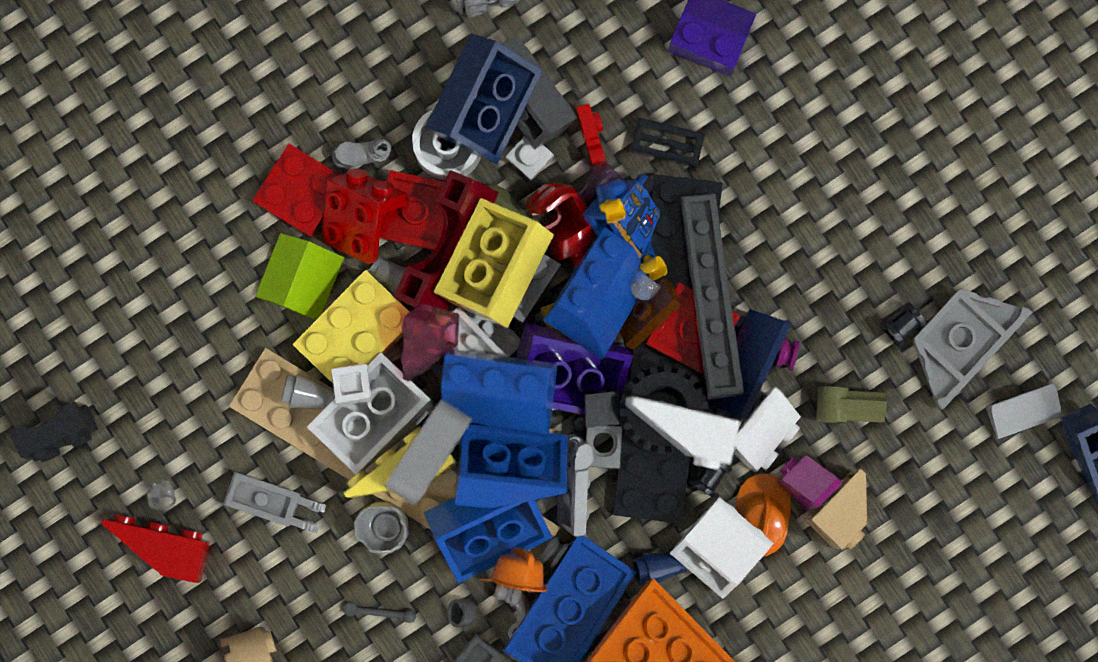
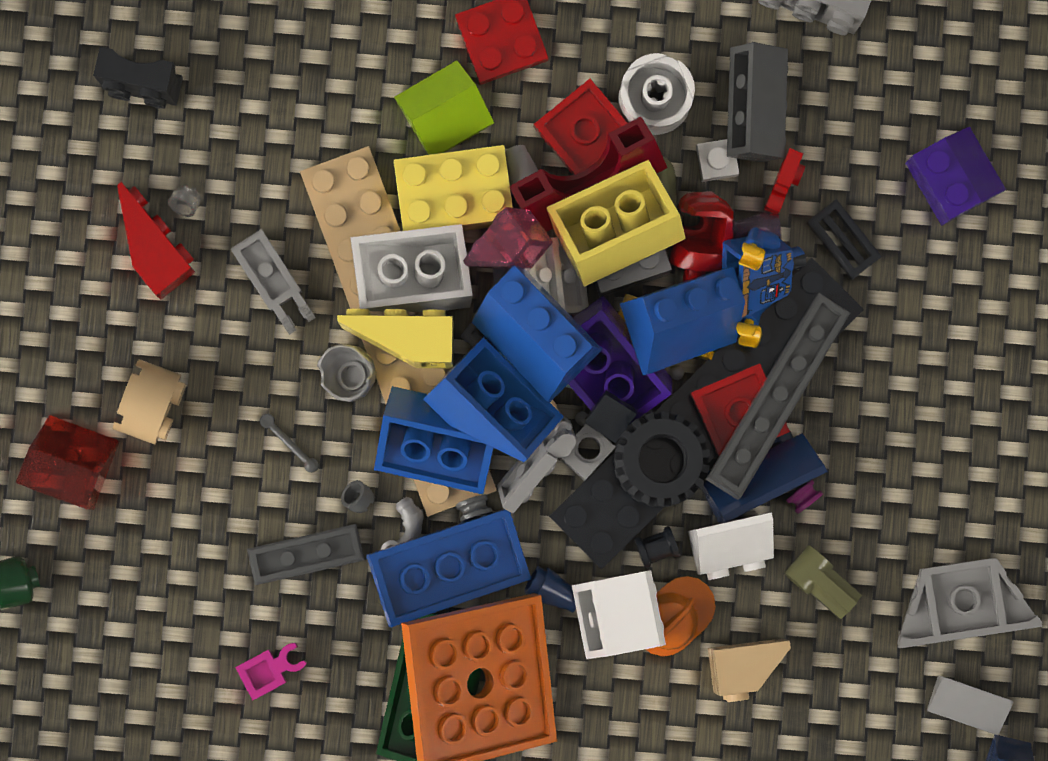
camera: 35 degrees right, 0 degrees up
(305, 393) = (372, 209): light grey cone -> none
(351, 384) = (415, 231): white plate -> none
(355, 154) = (568, 41): light grey piece -> none
(355, 213) = (533, 90): red bracket -> none
(428, 452) = (435, 336): light grey beam -> none
(484, 98) = (717, 78): dark blue slope -> none
(519, 571) = (432, 498): orange piece -> none
(644, 287) = (727, 343): clear hinge -> none
(649, 315) = (713, 370): reddish brown plate -> none
(692, 432) = (670, 494): white slope -> none
(808, 482) = (736, 617): magenta slope -> none
(903, 324) = (923, 549): black bush -> none

